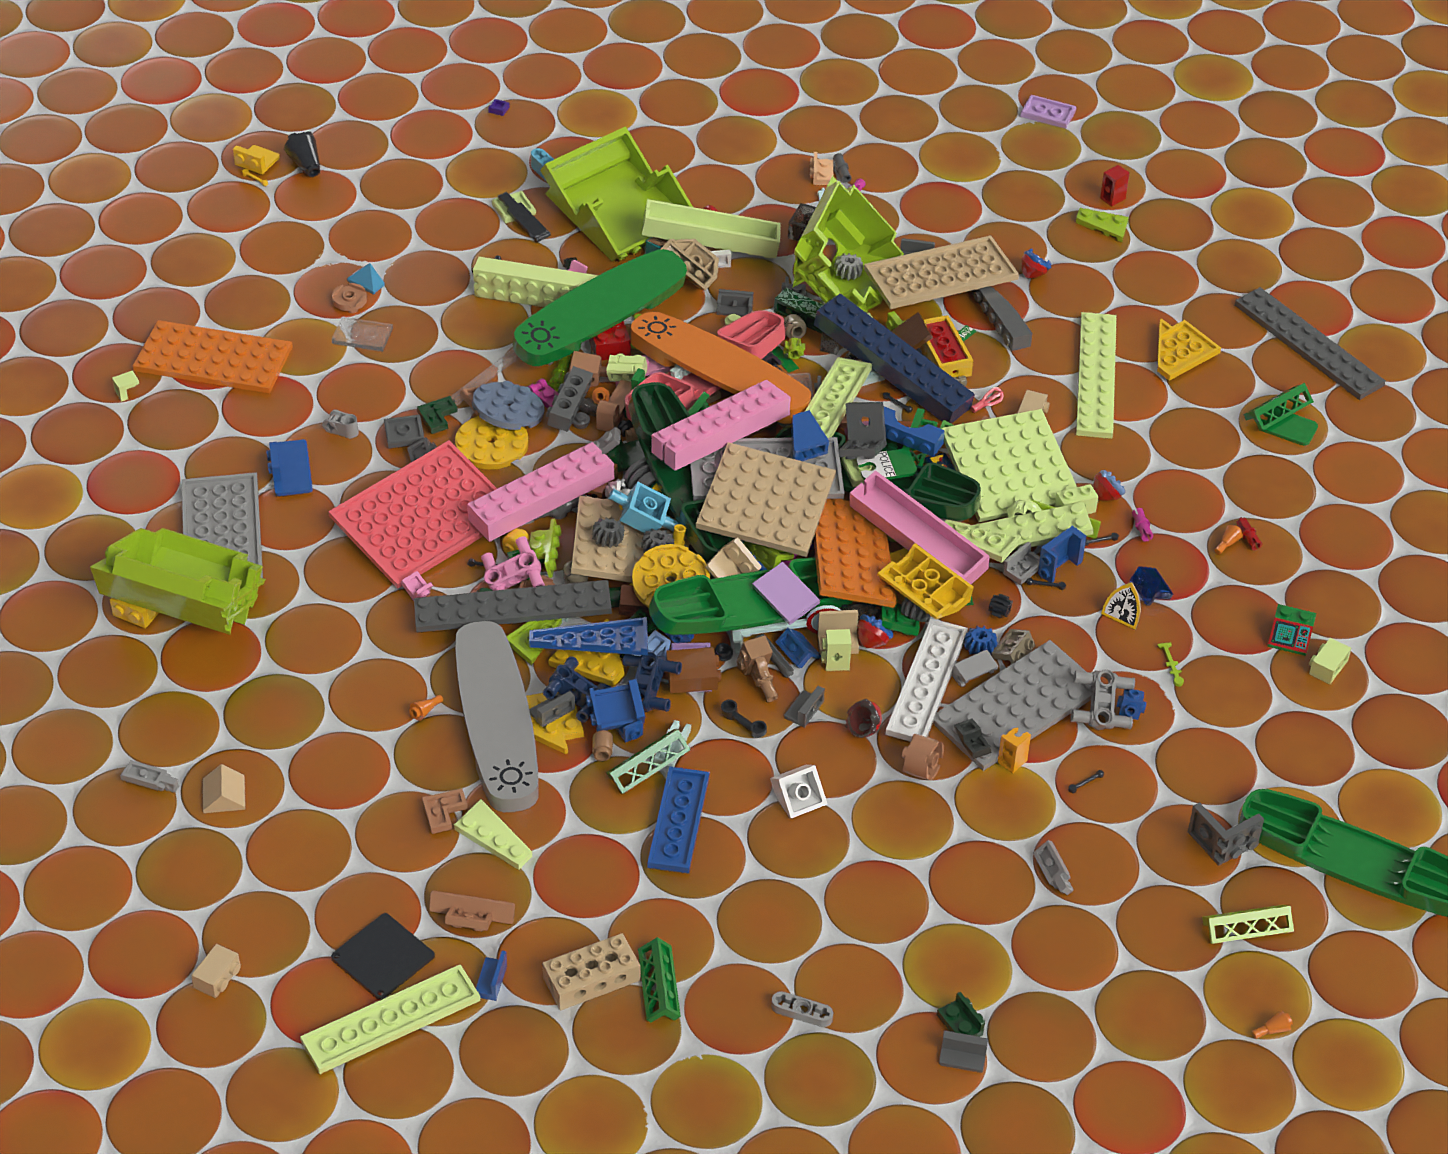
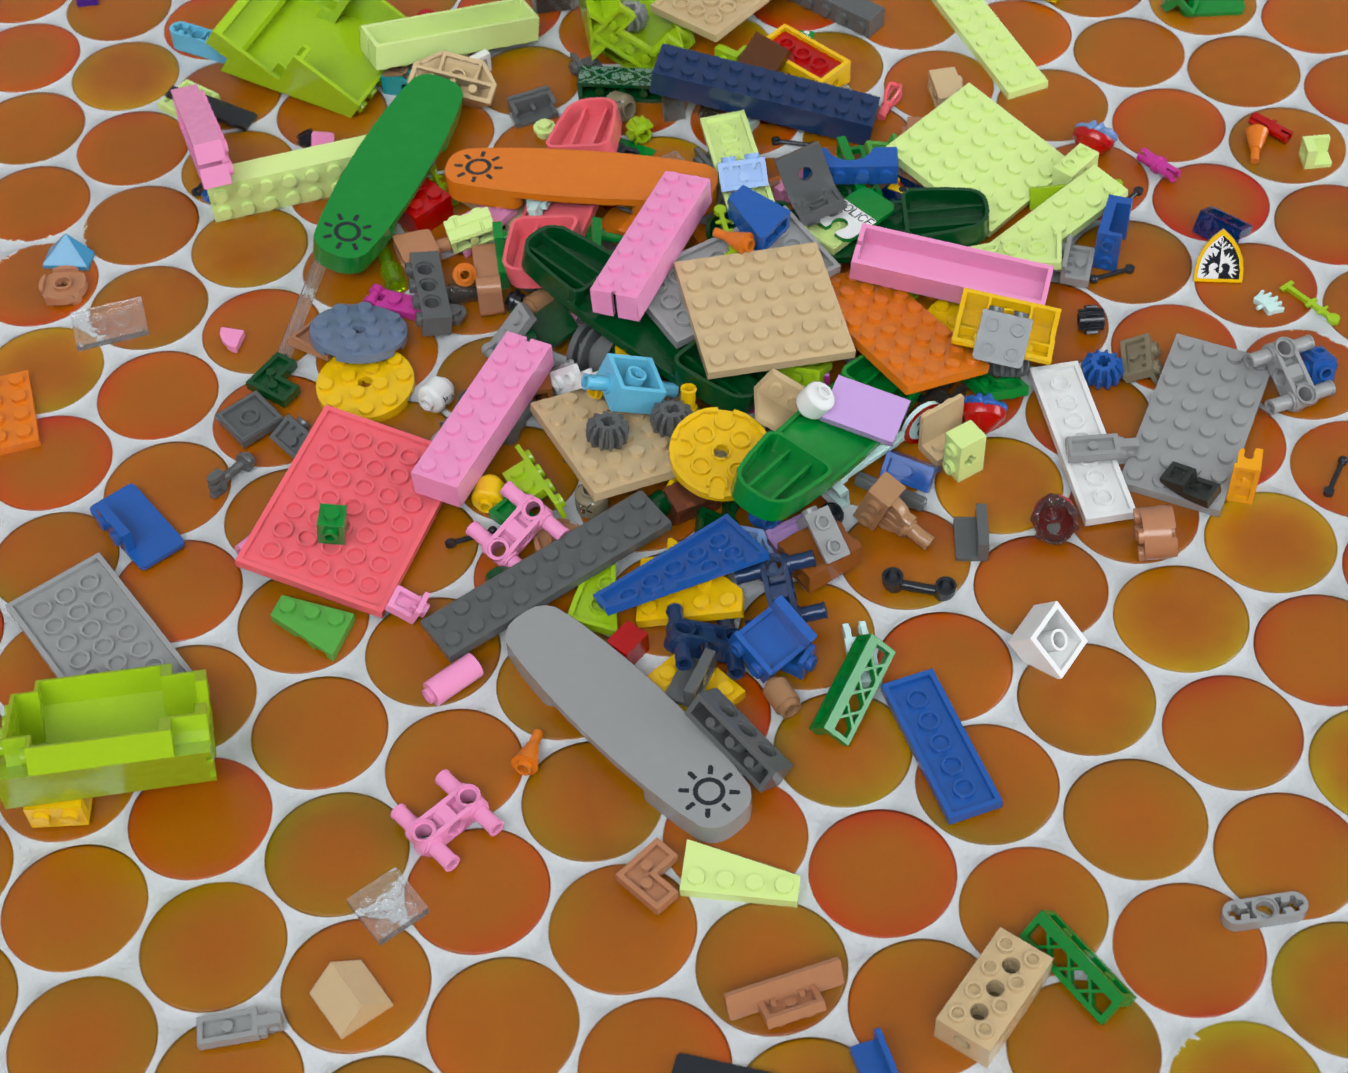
camera: 25 degrees left, 5 degrees up
(279, 752) = (387, 906): none -> clear plate
(341, 424) = (166, 442): light grey piece -> none
(348, 721) = (447, 820): none -> bright pink piece
(355, 573) = (317, 624): none -> bright green wing
(356, 460) = (218, 479): none -> dark grey hinge
(399, 515) = (332, 524): none -> green brick
(410, 642) = (452, 679): none -> bright pink brick
(430, 376) = (232, 338): none -> bright pink tile
(492, 232) = (203, 136): none -> bright pink piece
(528, 463) = (436, 394): none -> white head
(532, 671) = (630, 642): none -> red panel
(551, 755) = (738, 739): none -> dark grey brick
(696, 657) = (824, 532): none -> light grey bracket
(753, 570) = (815, 400): none -> white head
(781, 446) = (739, 241): none -> orange cone
(787, 422) = (720, 211): none -> lime piece
(823, 403) = (747, 172): none -> light blue bracket
(912, 585) = (1002, 337): none -> bracket
(931, 688) = (1100, 447): none -> light grey hinge
(973, 667) = (1121, 403): light grey hinge -> none
(1023, 507) = (1032, 199): yellowish green hair -> none
(1140, 650) = (1268, 303): none -> light aqua piece
(1267, 563) = (1314, 151): none -> yellowish green panel

